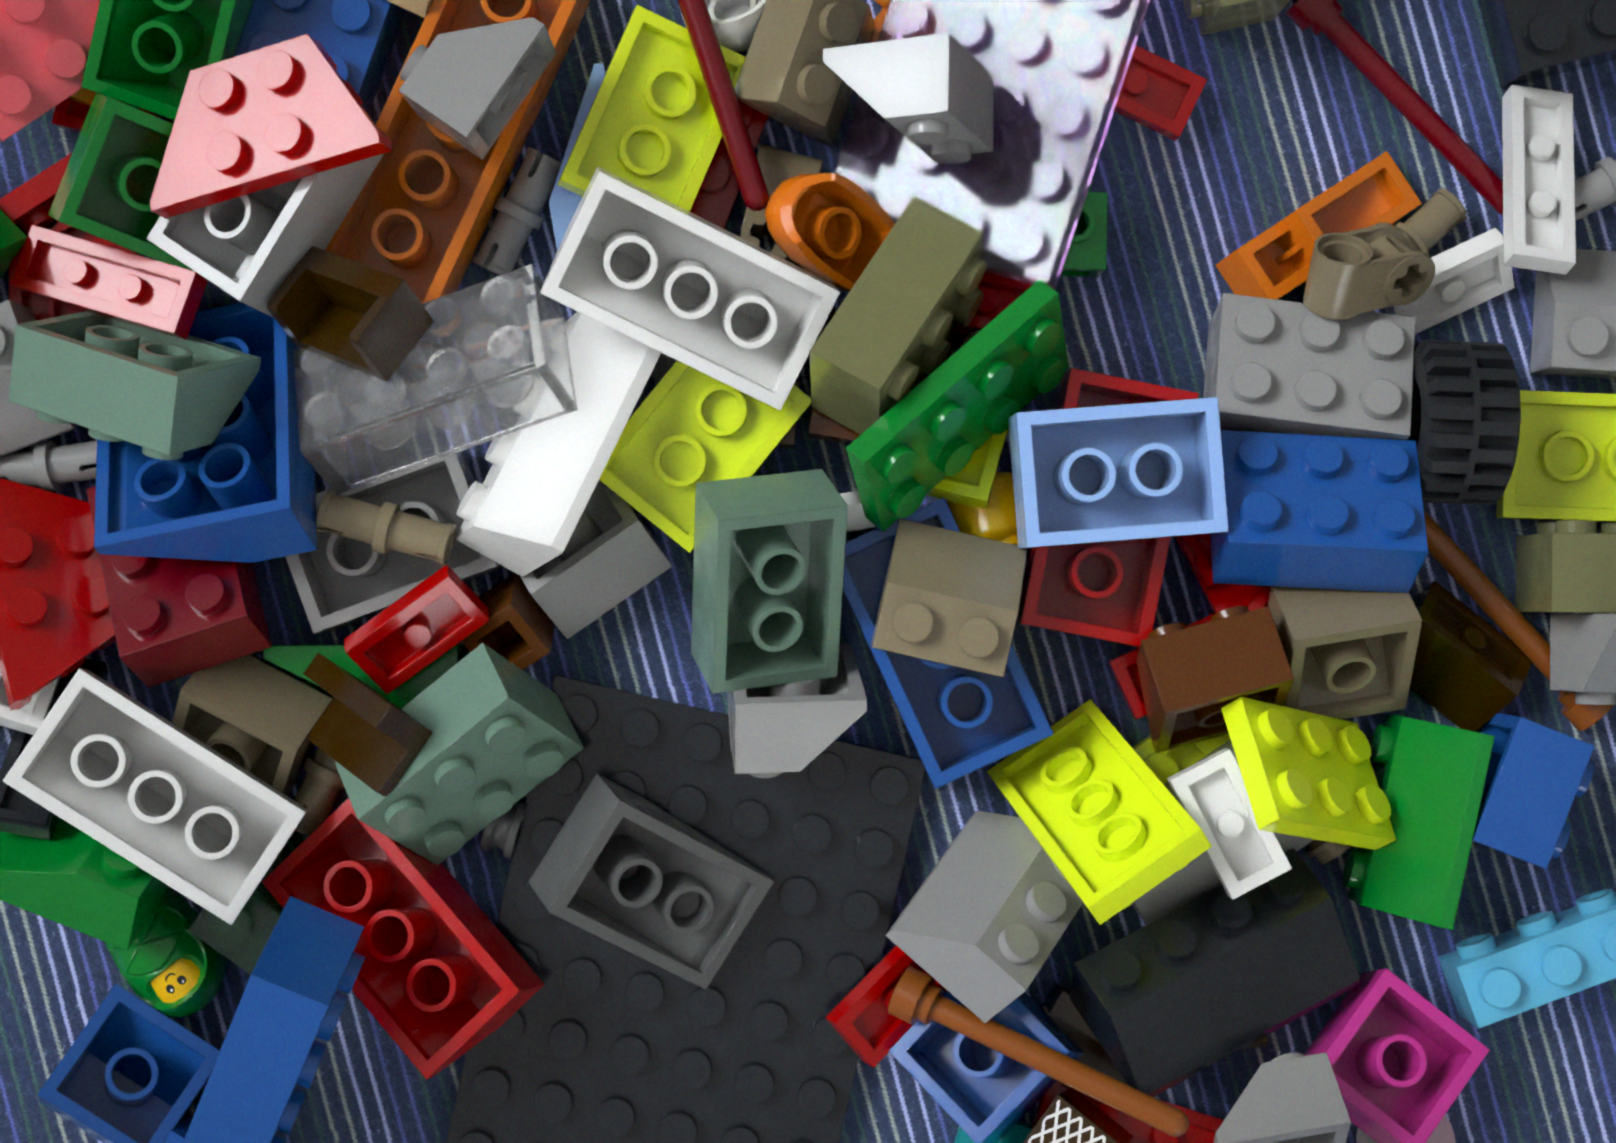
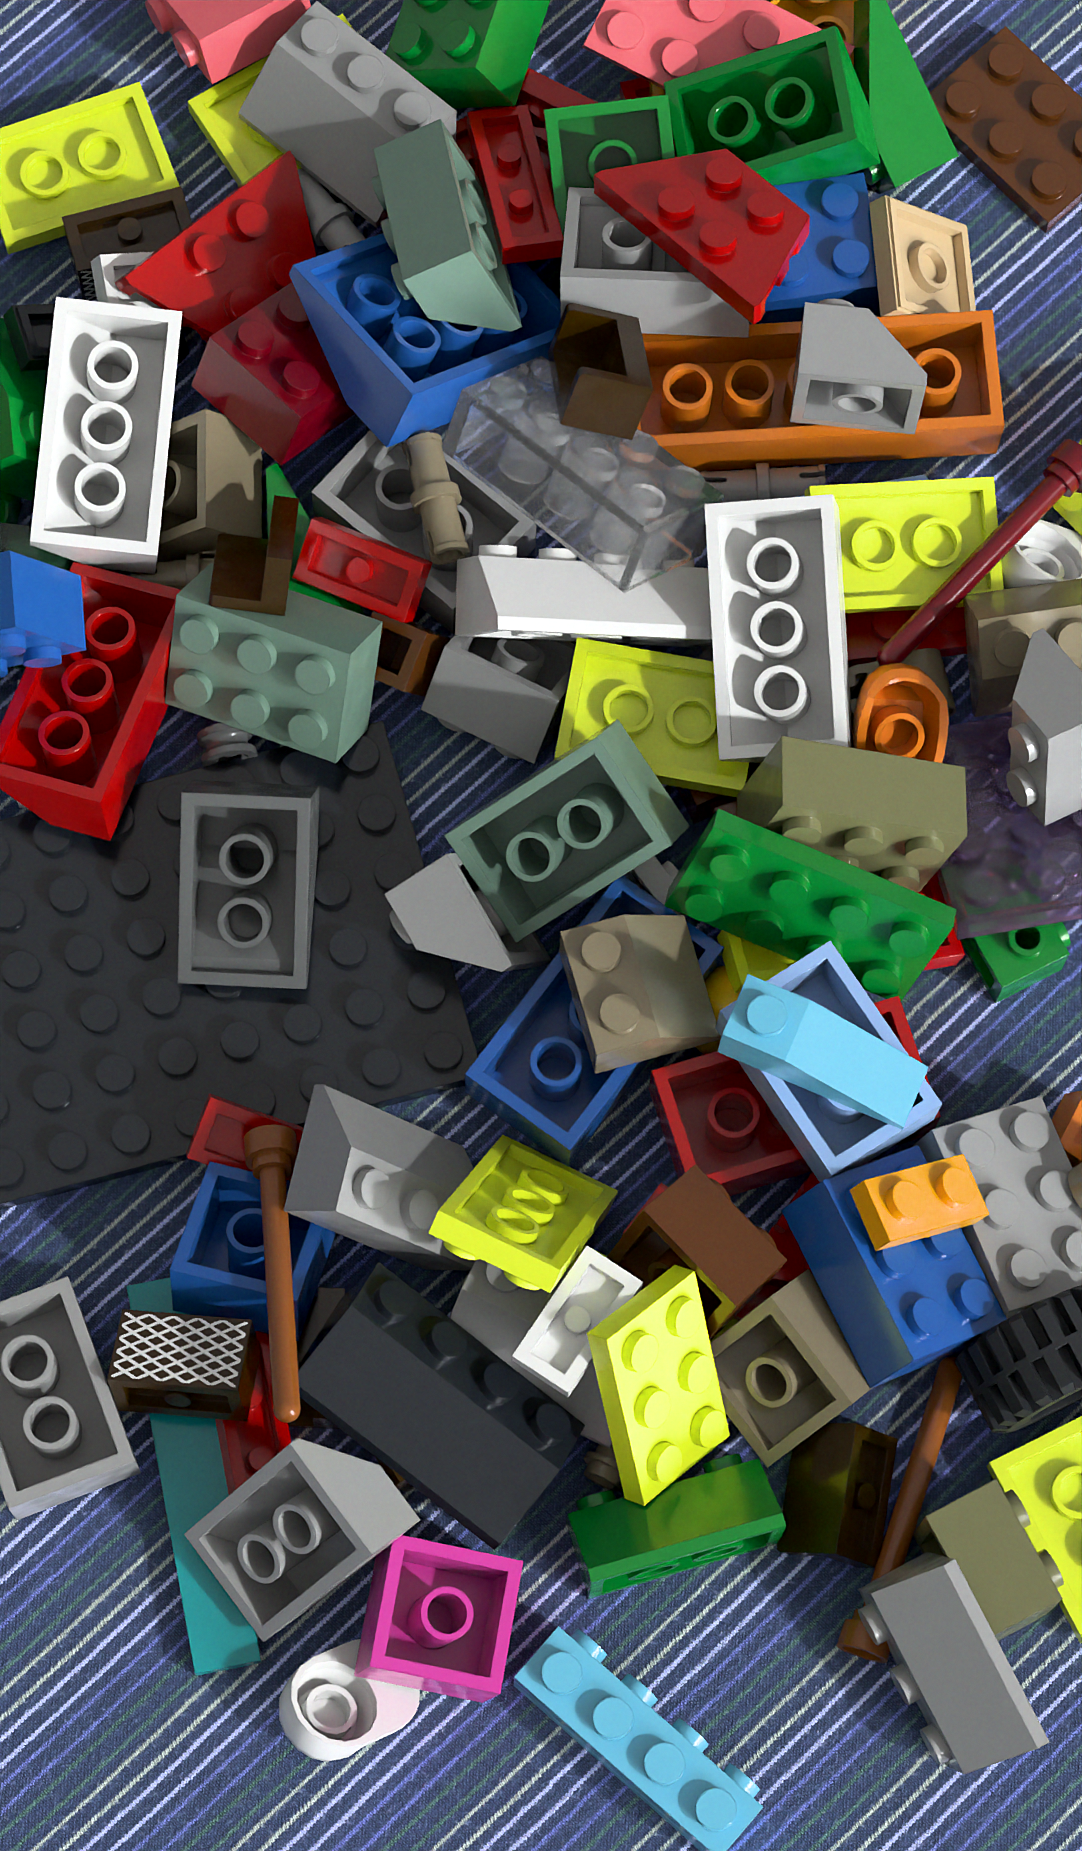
camera: 55 degrees right, 15 degrees down
(1123, 483) = (820, 1052): none -> medium azure slope
(1288, 465) = (919, 1202): none -> light orange plate
(1530, 789) = (752, 1599): blue brick -> none

